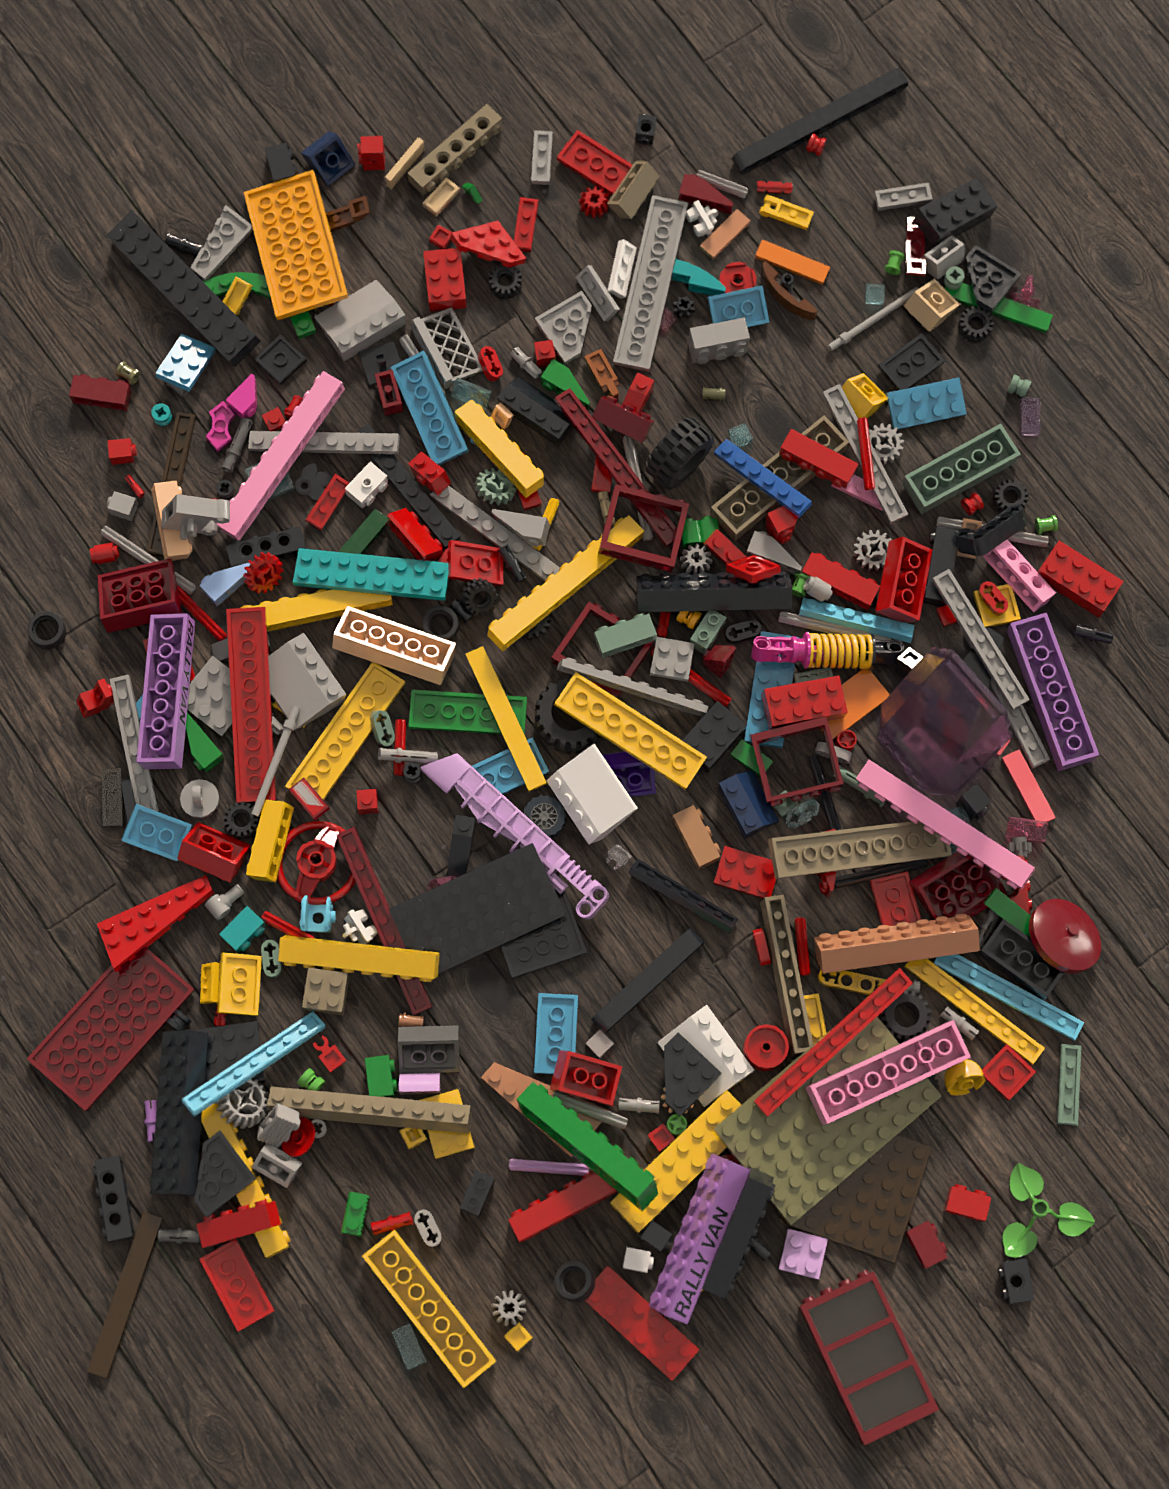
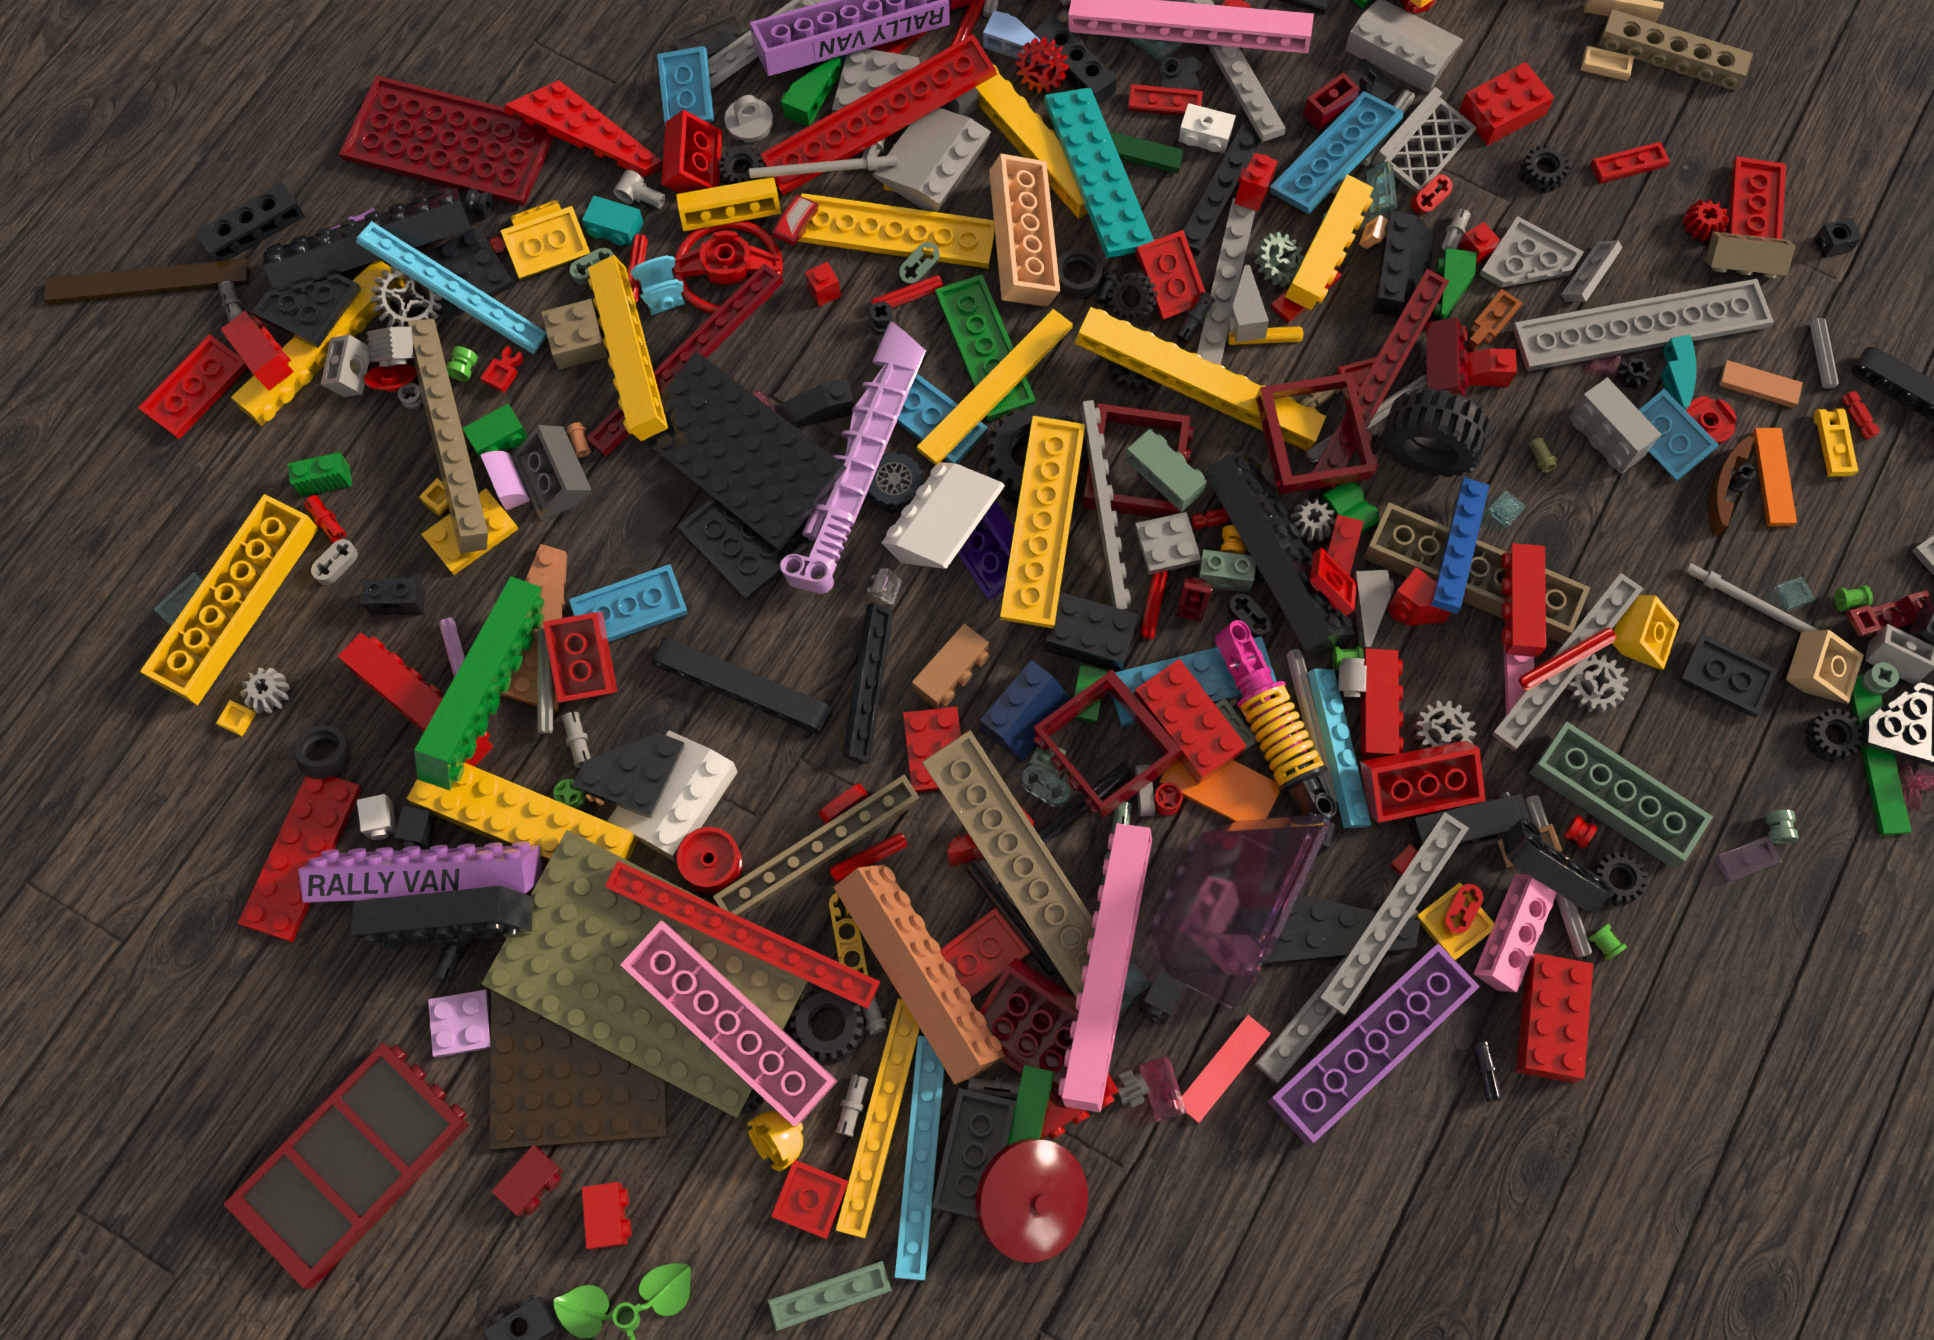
camera: 70 degrees right, 5 degrees down
(355, 928) = (675, 330): white hips -> none
(392, 755) = (894, 293): light grey pin -> none
(414, 536) = (1172, 196): red slope -> none
(440, 237) = (1558, 82): red tile -> none
(470, 188) = (1632, 91): green tile -> none
(490, 243) = (1580, 127): plate -> none
(541, 157) = (1725, 143): light grey plate -> none
(599, 1043) = (637, 663): light grey tile -> none
(622, 269) = (1639, 285): white plate -> none
(661, 1137) = (544, 781): red plate -> none
(696, 188) = (1794, 331): dark red slope -> none
(705, 217) = (1771, 353): white hips -> none
(815, 1016) = (781, 907): yellow tile -> none
(926, 403) = (1684, 715): dark azure plate -> none

